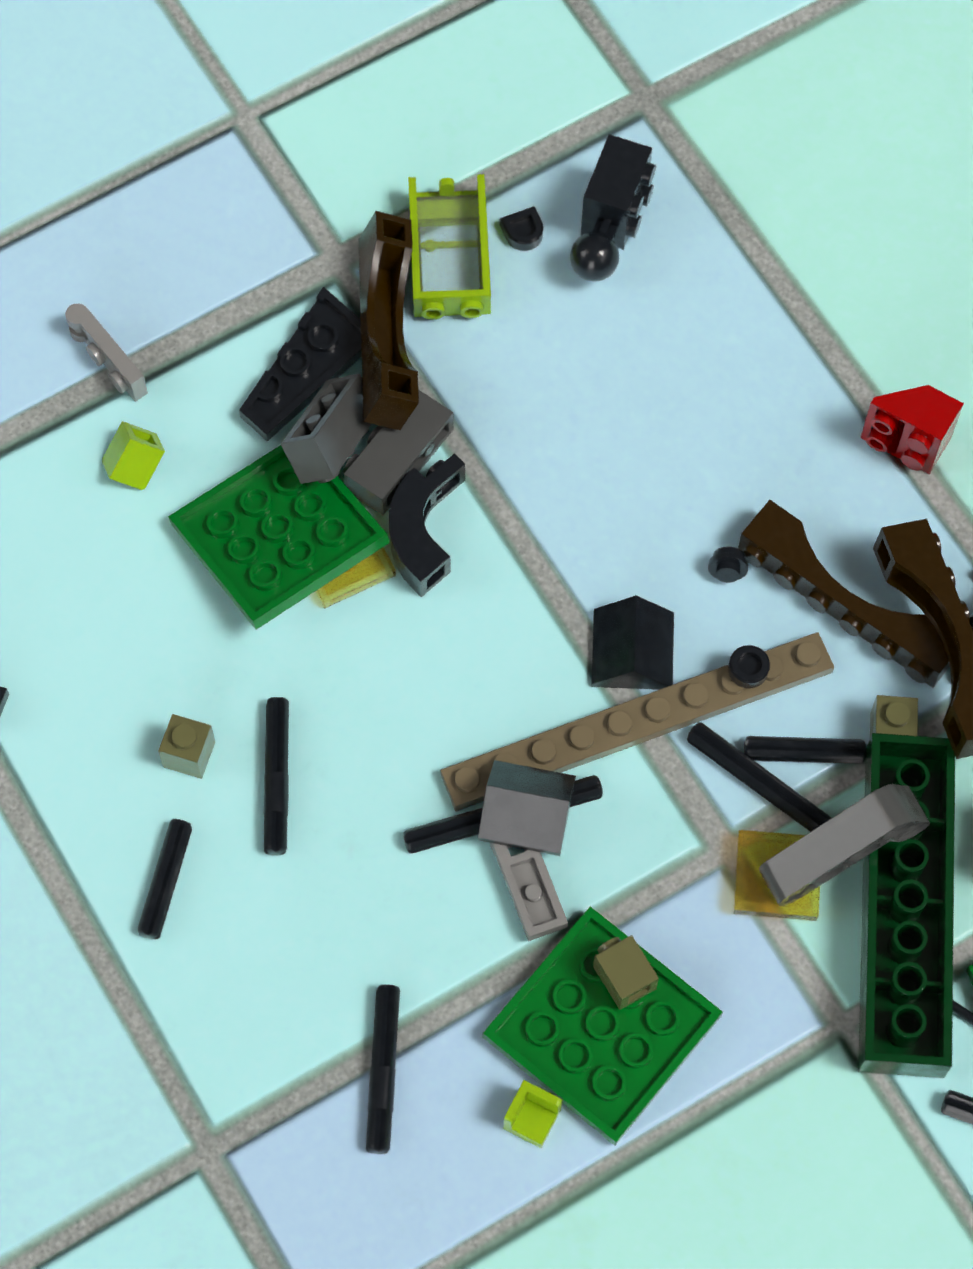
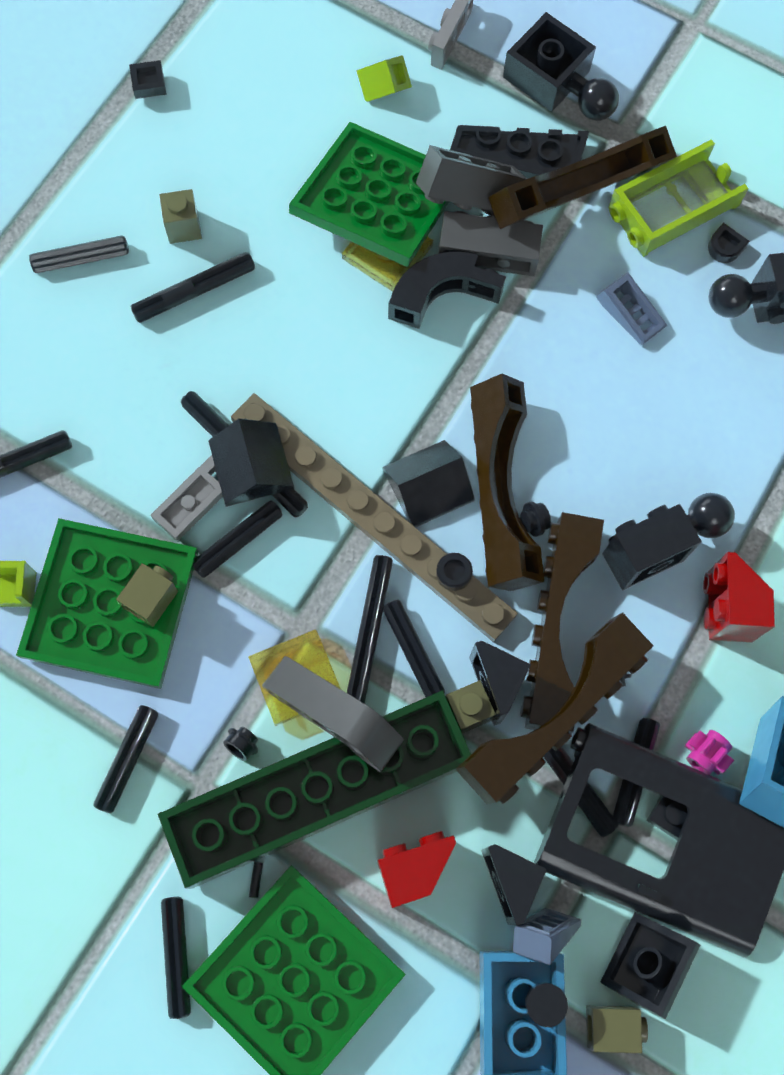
camera: 60 degrees right, 5 degrees up
(226, 282) = (552, 63): none -> black brick
(533, 370) = (623, 316): none -> sand blue slope
(596, 863) = (237, 538): none -> black axle
(602, 541) = (510, 552): none -> dark brown arch
(779, 1083) = (125, 759): none -> black axle
(818, 455) = (665, 538): none -> black brick
(820, 960) = (241, 743): none -> black plate
(885, 672) = (500, 676): none -> black slope

